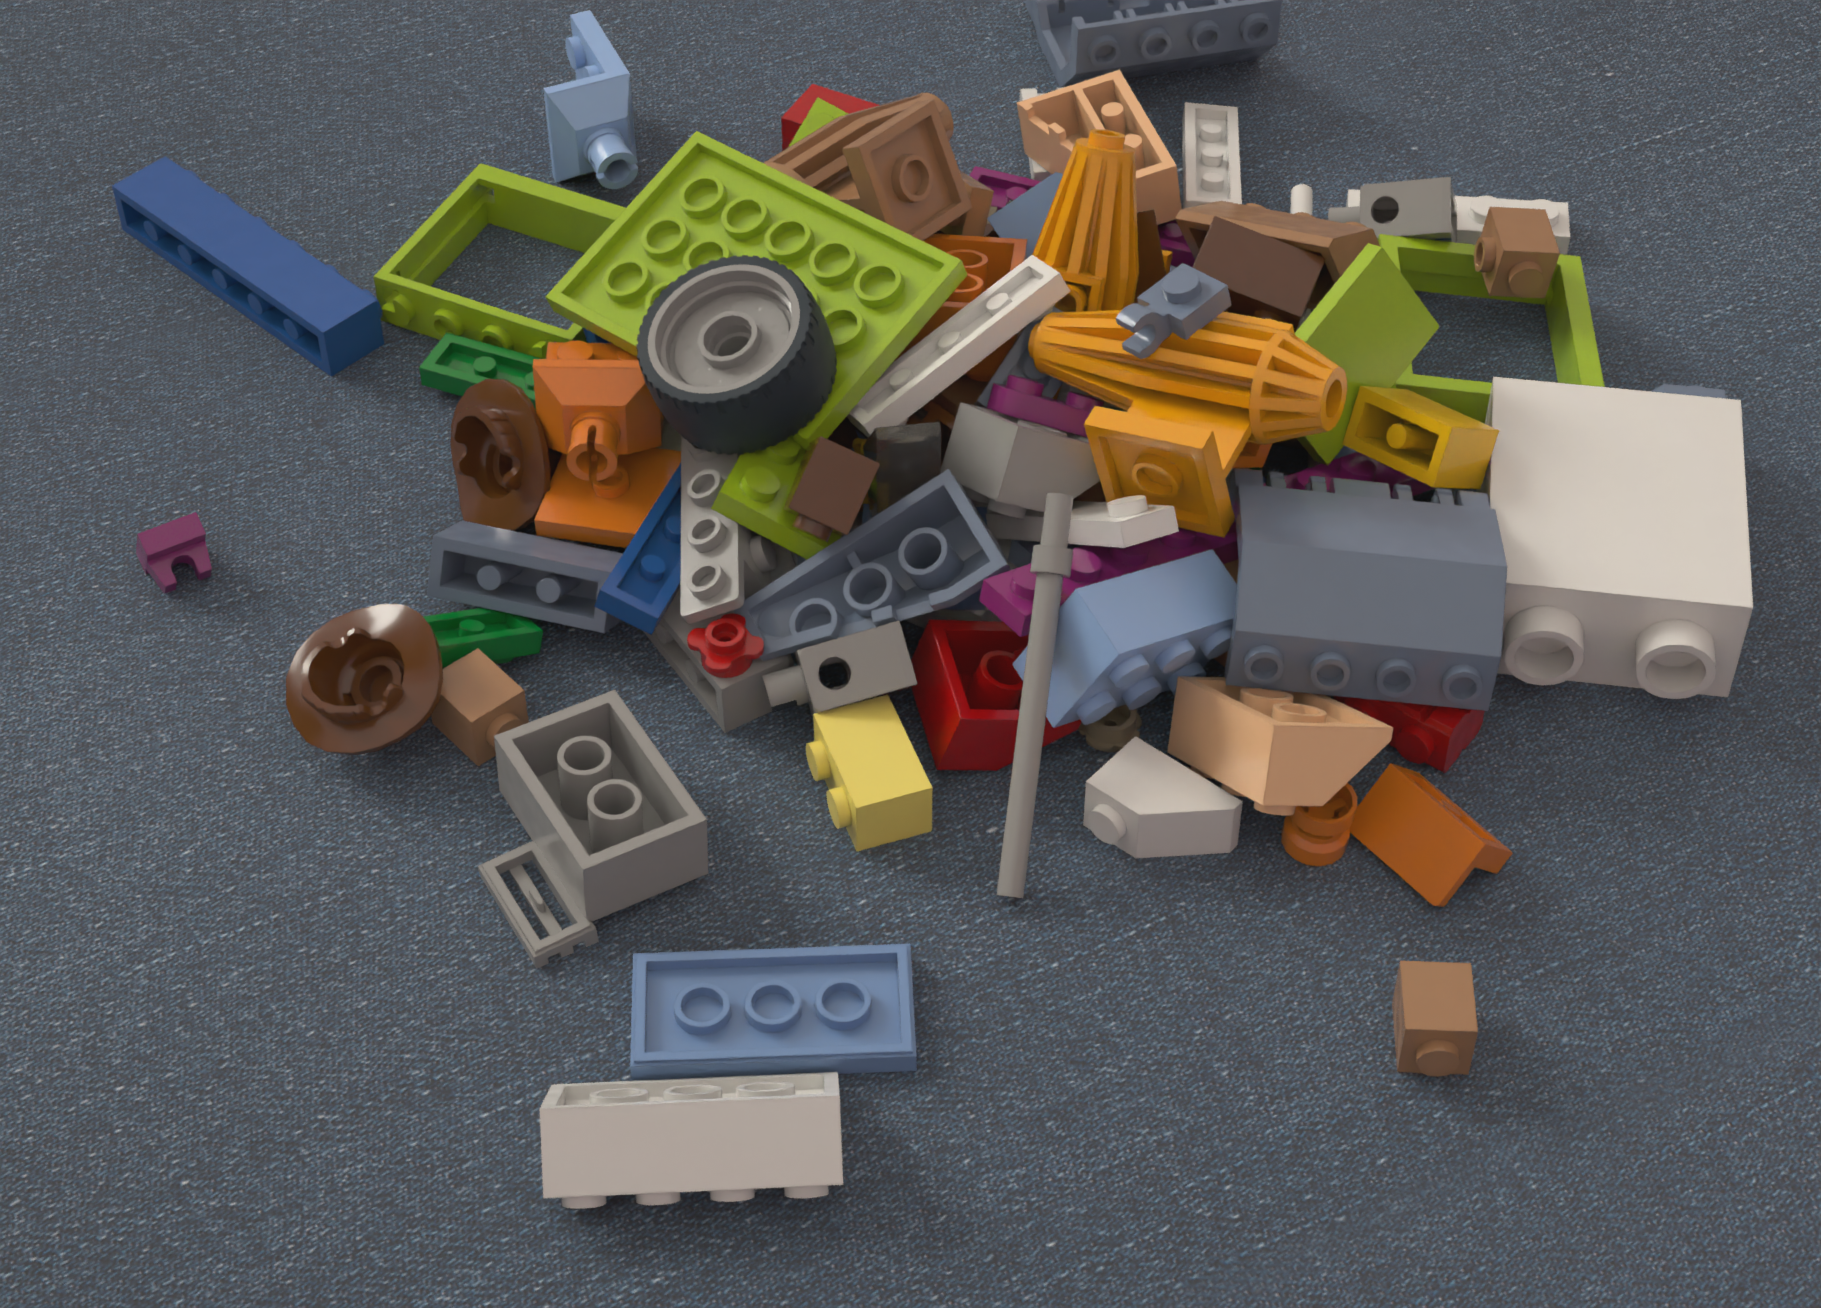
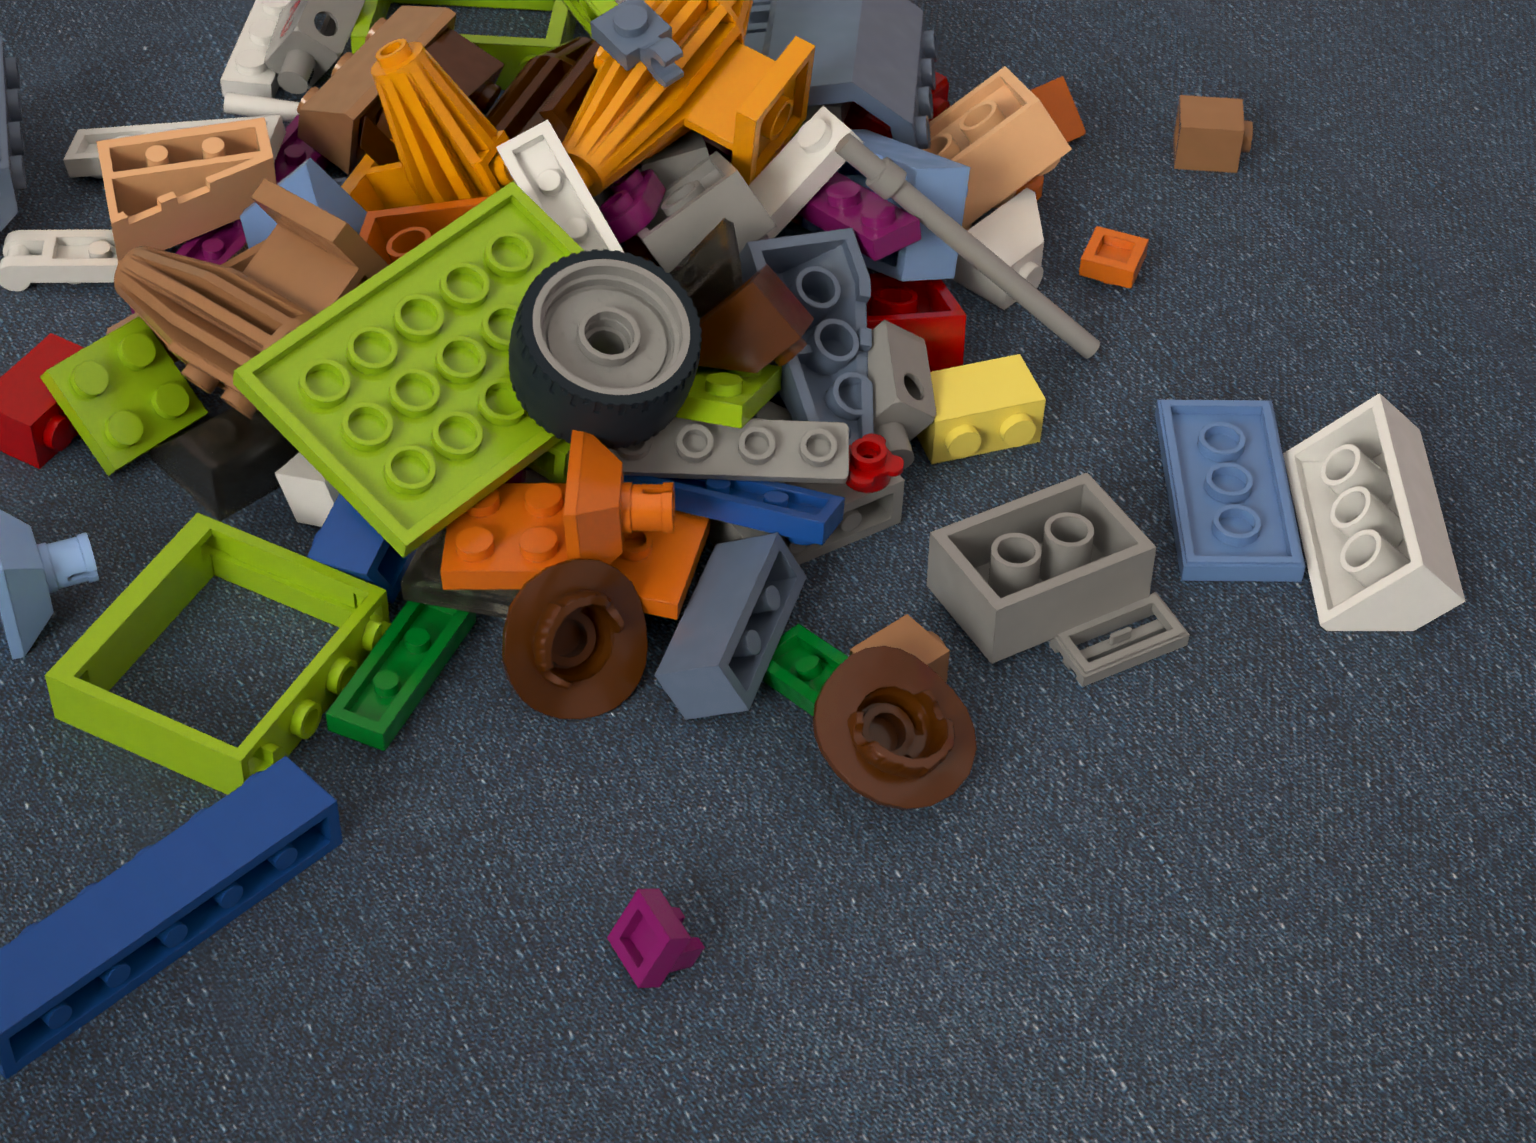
camera: 90 degrees left, 0 degrees up
(1166, 911) = (1113, 257): none -> orange plate

